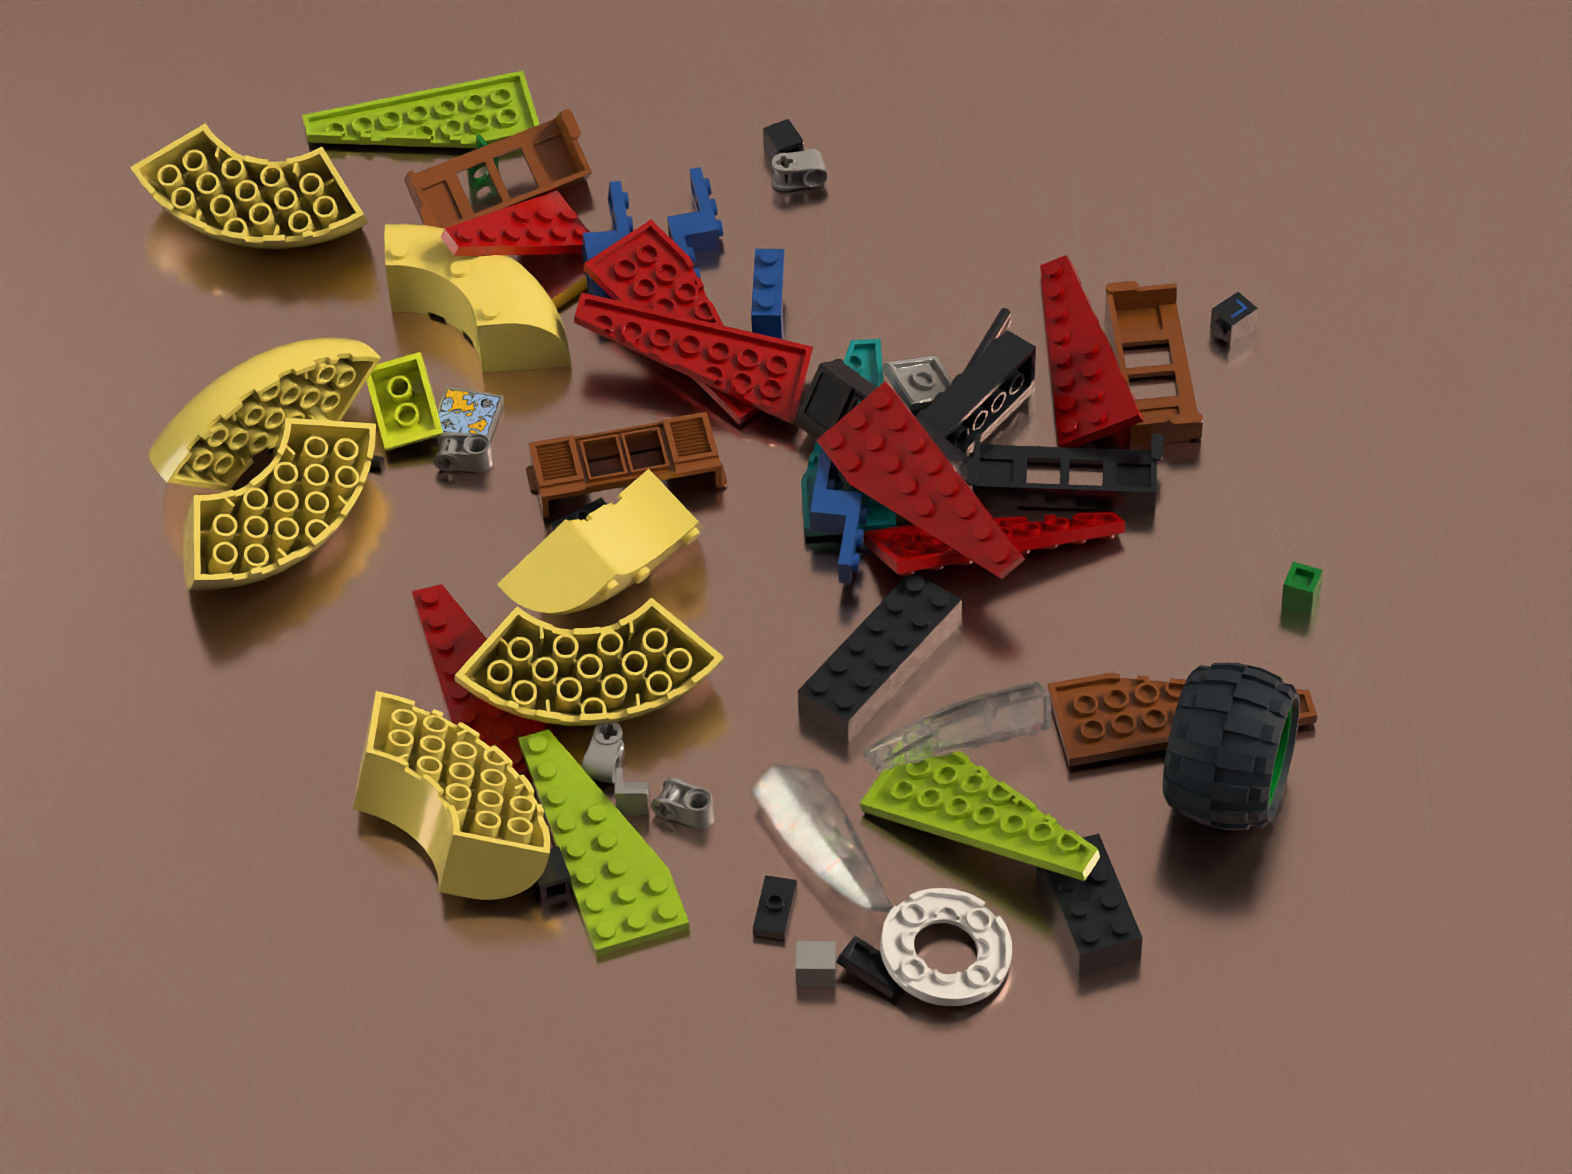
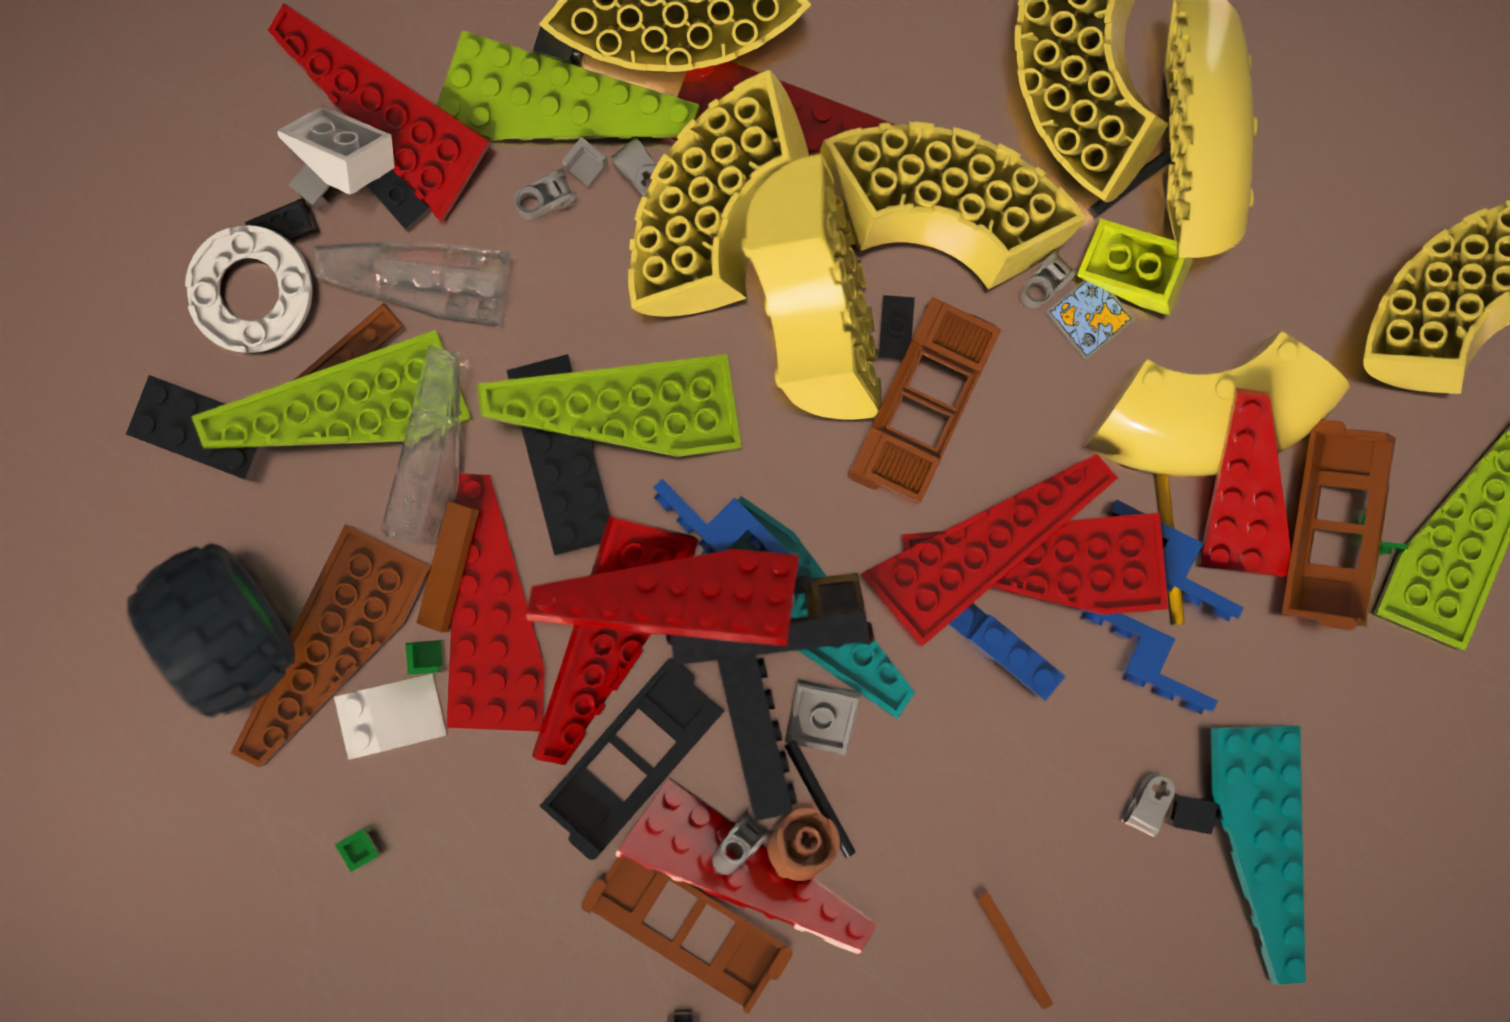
camera: 125 degrees right, 35 degrees up
(444, 523) = (949, 195): none -> light yellow brick
(713, 932) = (429, 144): none -> red wing
(743, 109) = (1261, 805): none -> teal wing
(771, 952) = (340, 148): none -> white slope
(796, 619) = (651, 407): none -> lime wing
(935, 856) = (365, 338): none -> dark orange tile
(977, 182) = (1013, 949): none -> dark orange tile
(1029, 319) = (803, 828): none -> nougat brick
(1044, 668) = (447, 566): none -> dark orange tile
(1058, 620) = (493, 647): none -> red wing
(1063, 356) = (742, 842): none -> light grey piece
(1122, 644) = (425, 657): none -> green panel
(1187, 636) = (390, 716): none -> white slope

